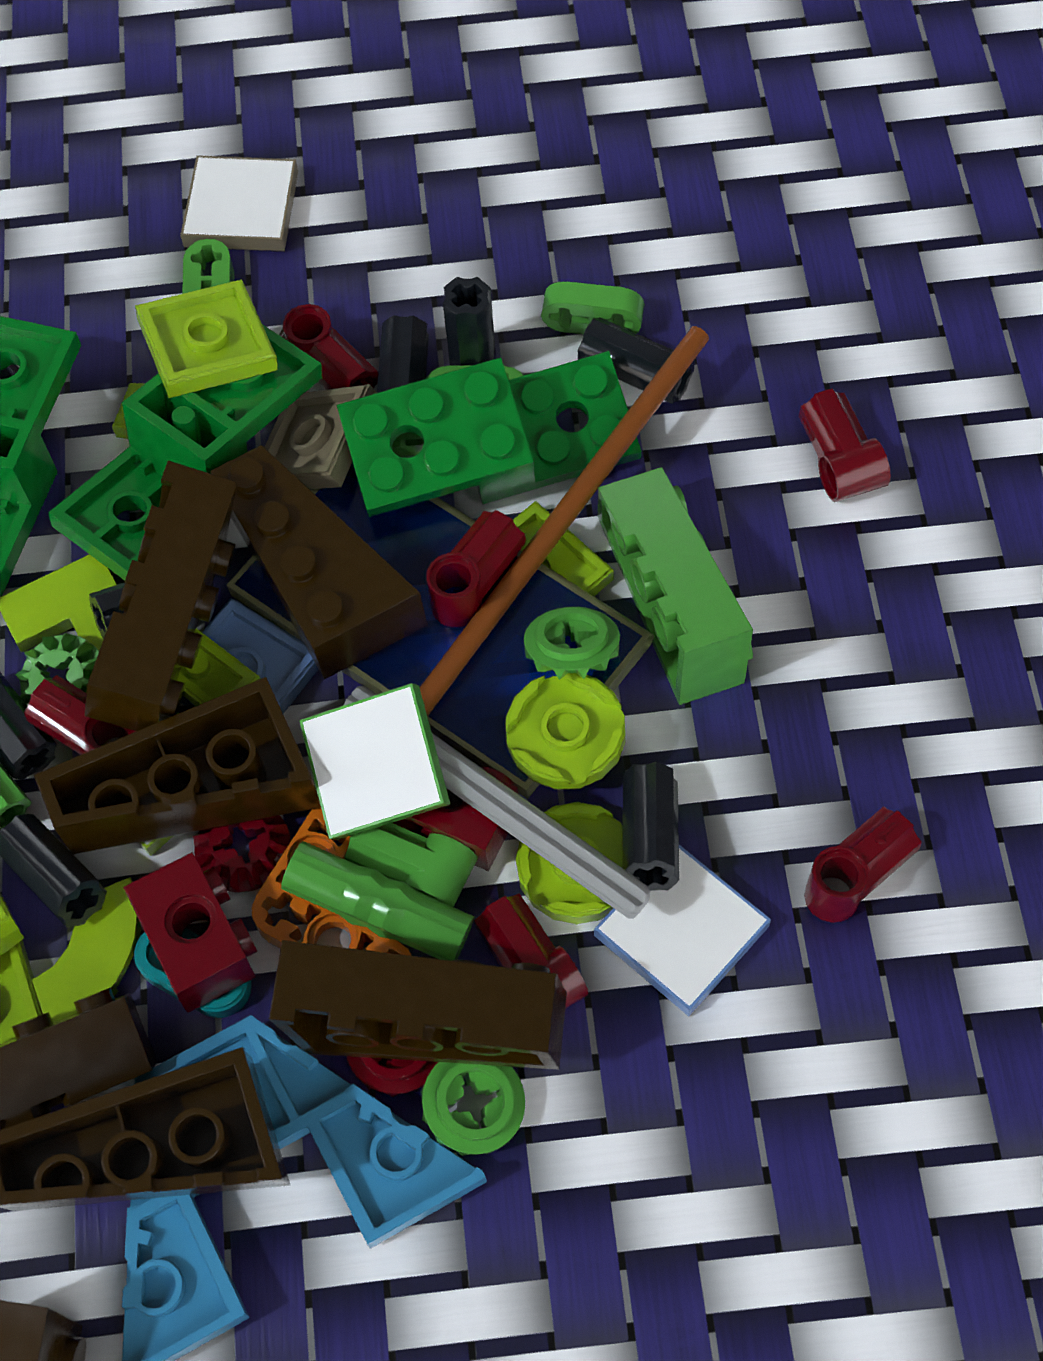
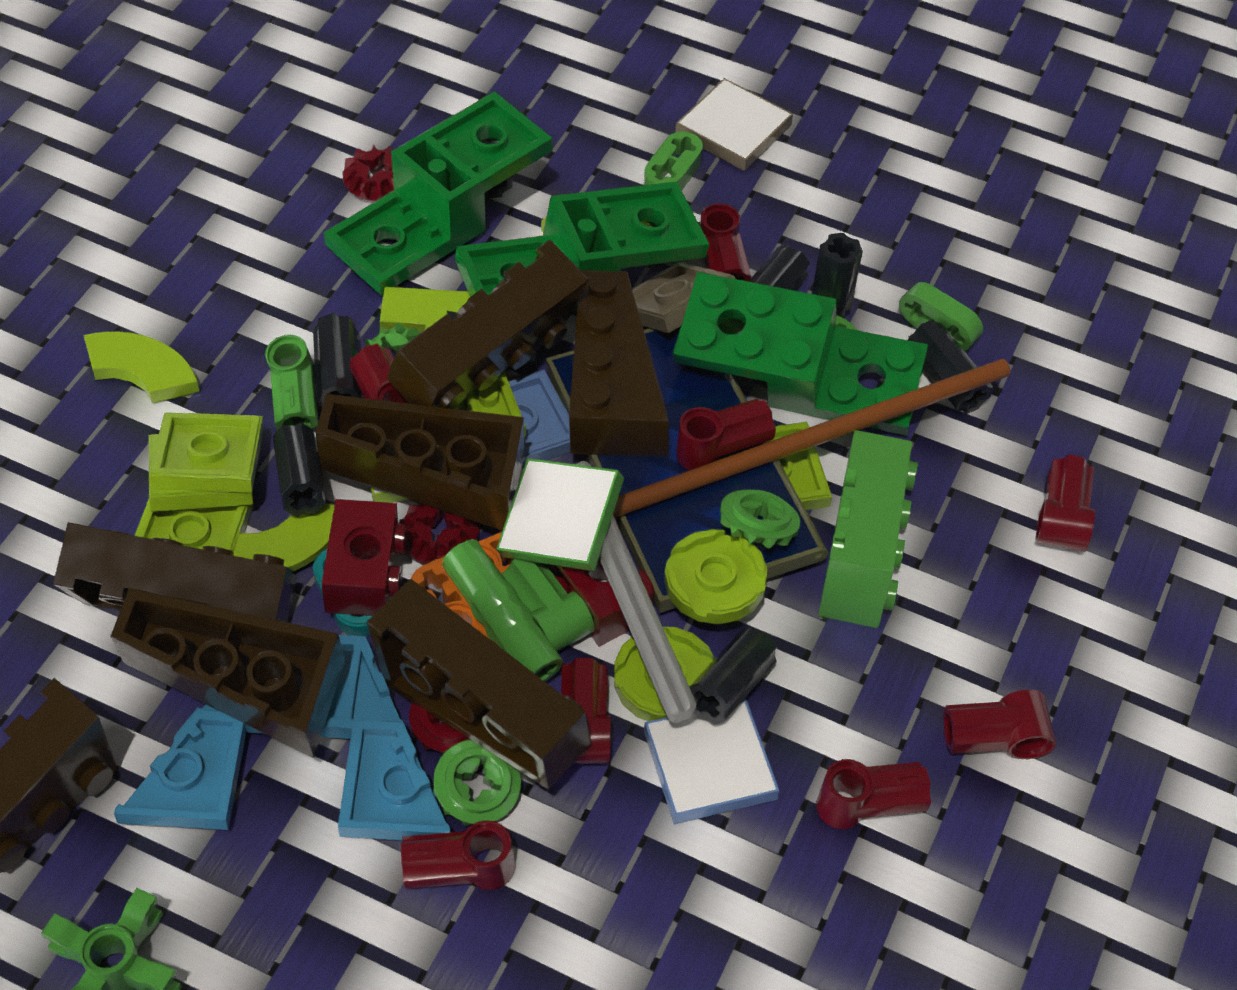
camera: 25 degrees right, 10 degrees down
(206, 338) = (638, 185): lime tile -> none
(501, 1201) = (451, 857): none -> dark red piece
(940, 711) = (1013, 724): none -> dark red piece

